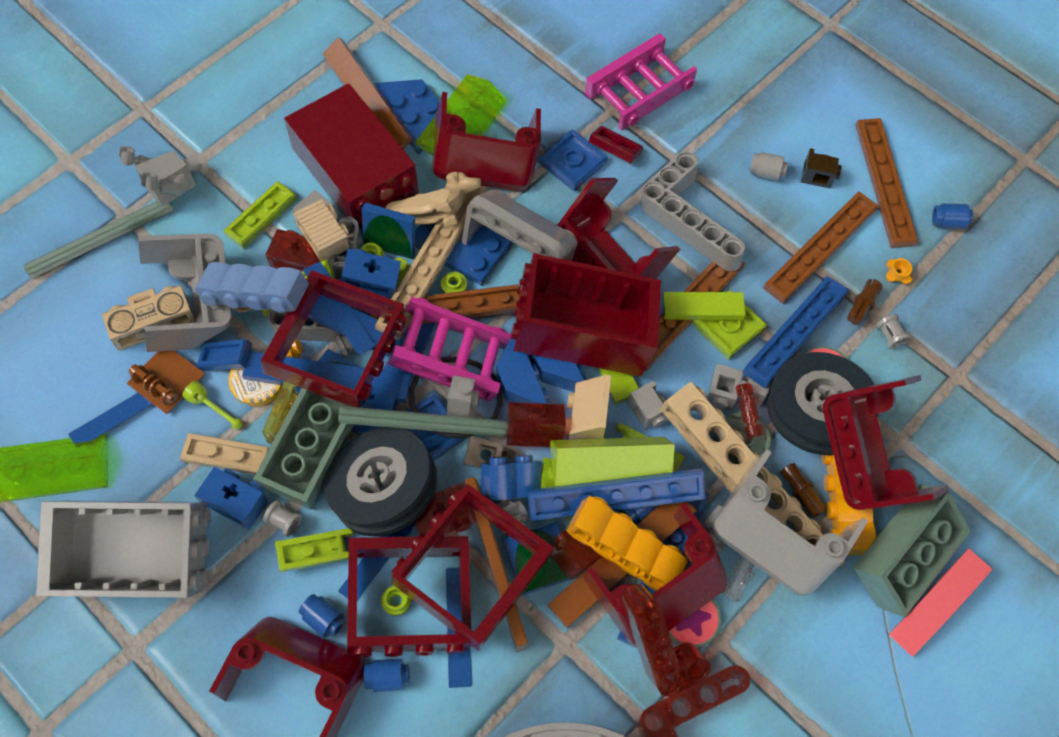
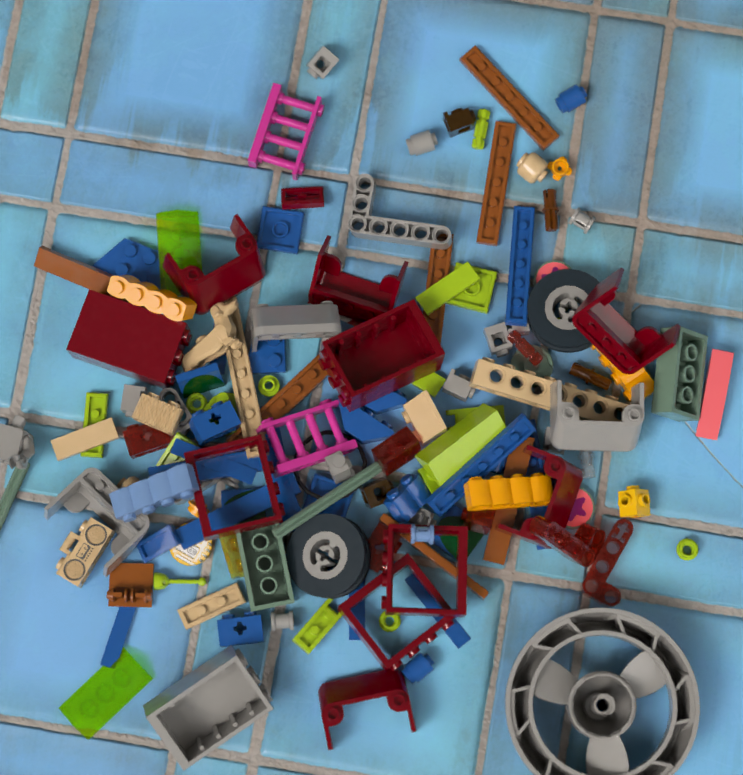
camera: 30 degrees left, 15 degrees up
(238, 216) = (85, 439): none -> tan tile
(322, 616) = (353, 661): blue brick -> none
(401, 126) = (151, 297): none -> light orange brick
(495, 517) = (422, 534): none -> medium blue bush
(723, 42) = (329, 62): none -> light grey brick
(767, 659) = (634, 502): none -> yellow brick
(837, 190) = (480, 129): none -> lime axle
(870, 250) = (532, 167): none -> tan head

